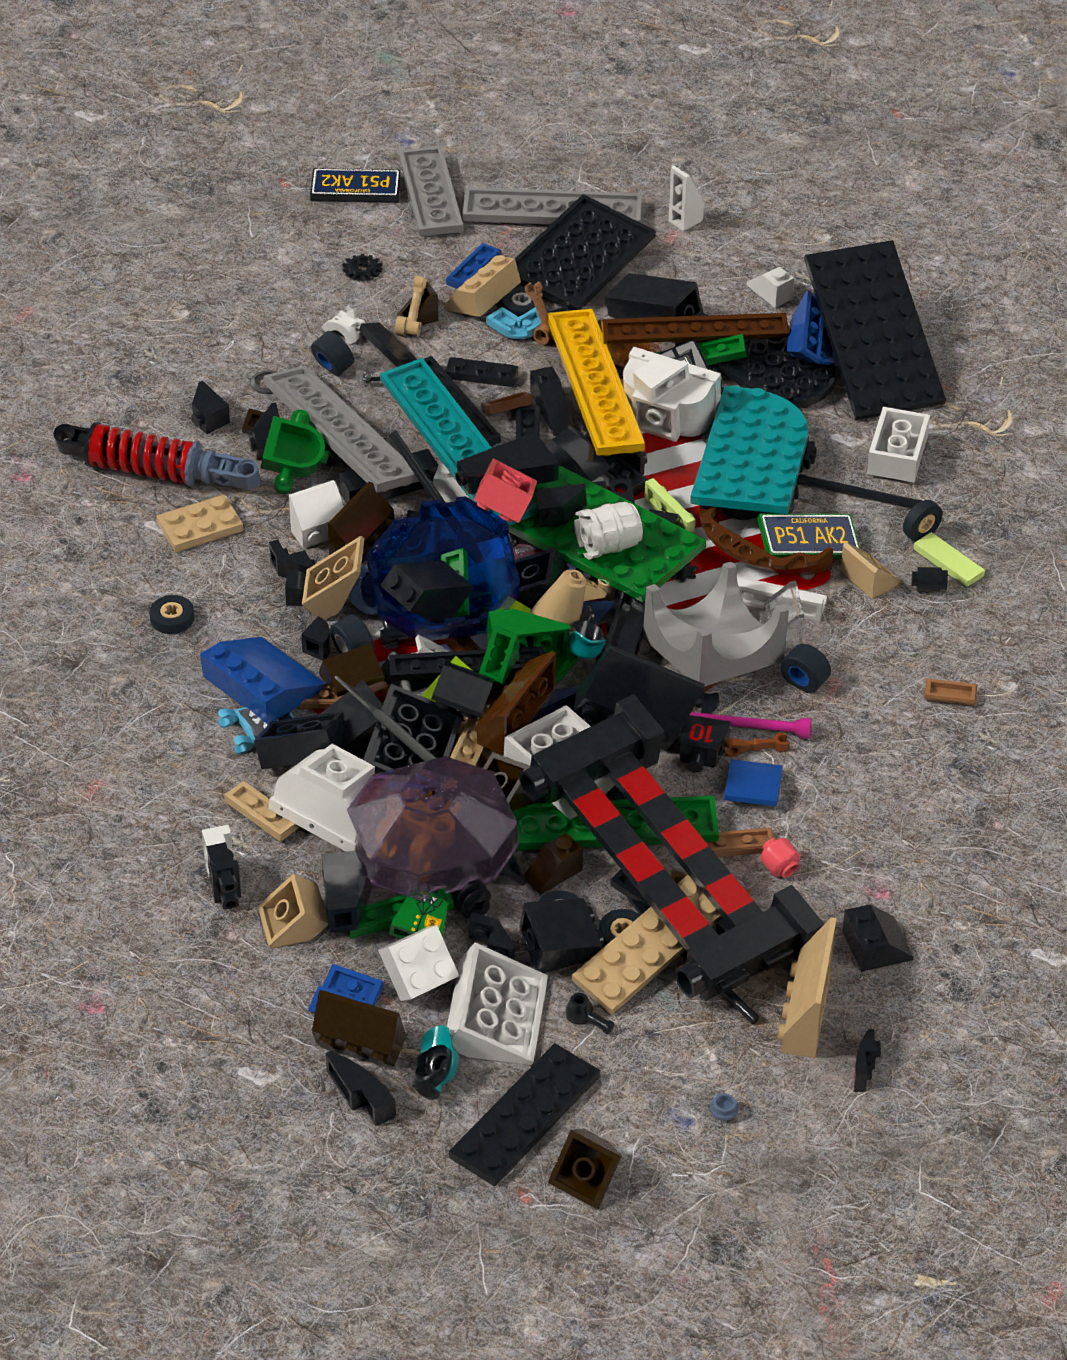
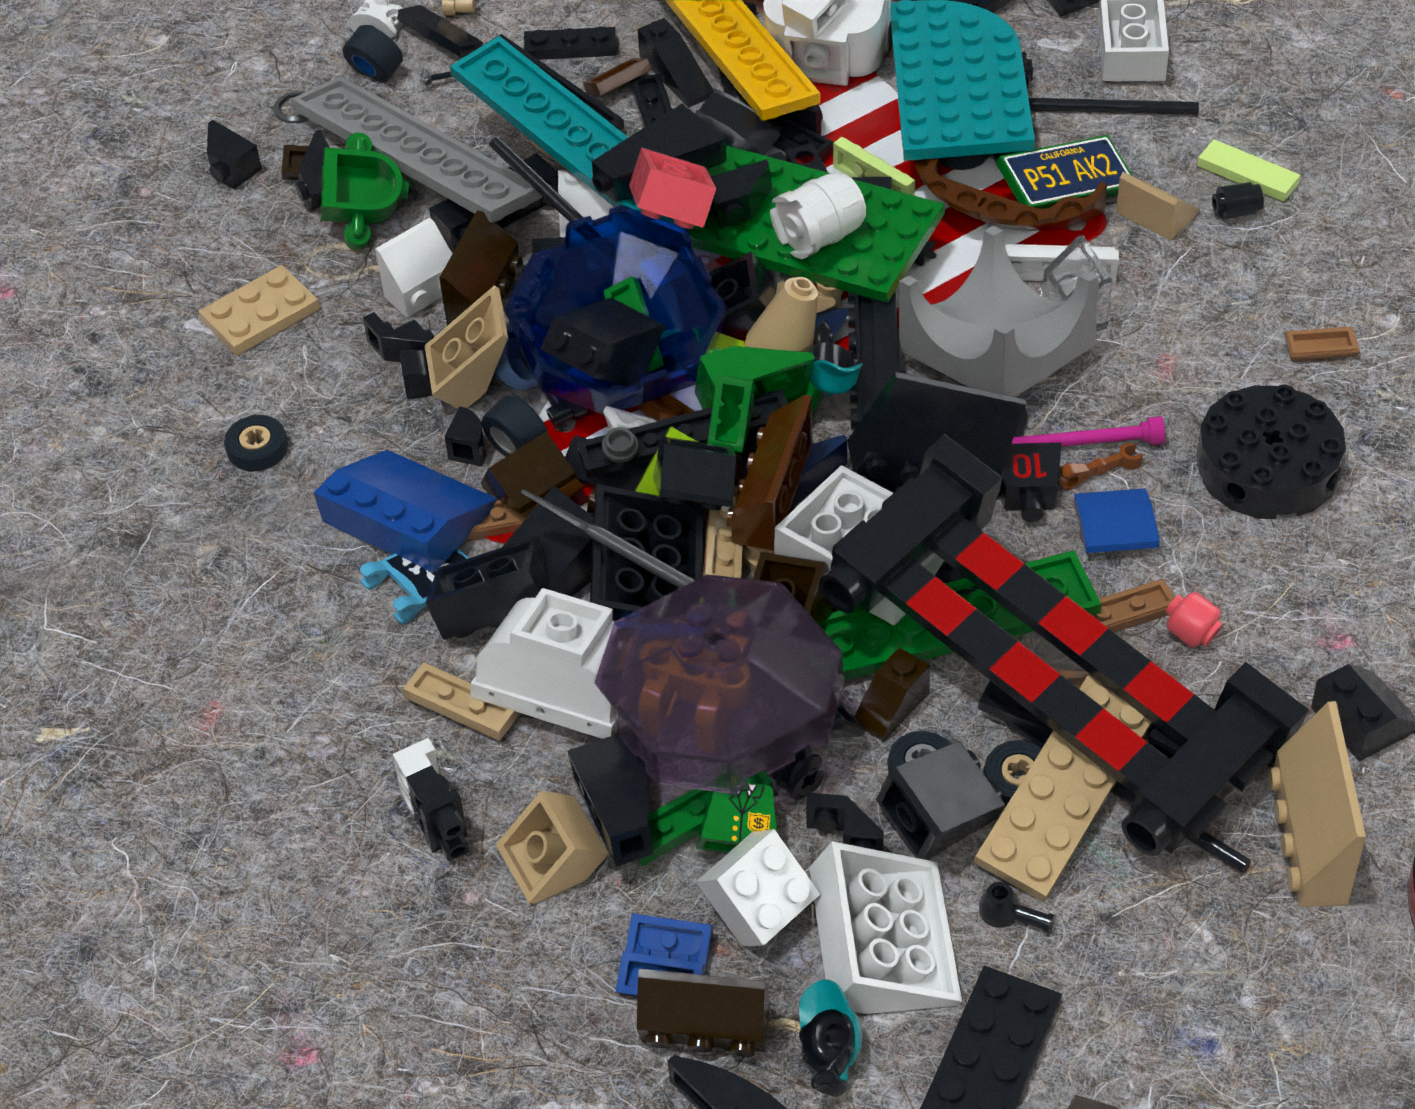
camera: 10 degrees left, 5 degrees up
(147, 456) = (176, 234): piece -> none
(417, 661) = (619, 445): none -> dark grey plate
(724, 1107) = (1255, 1012): sand blue plate -> none
(806, 668) = (1128, 349): black wheel -> none
(879, 757) = (1270, 451): none -> black brick
(922, 520) = (1201, 126): black bush -> none

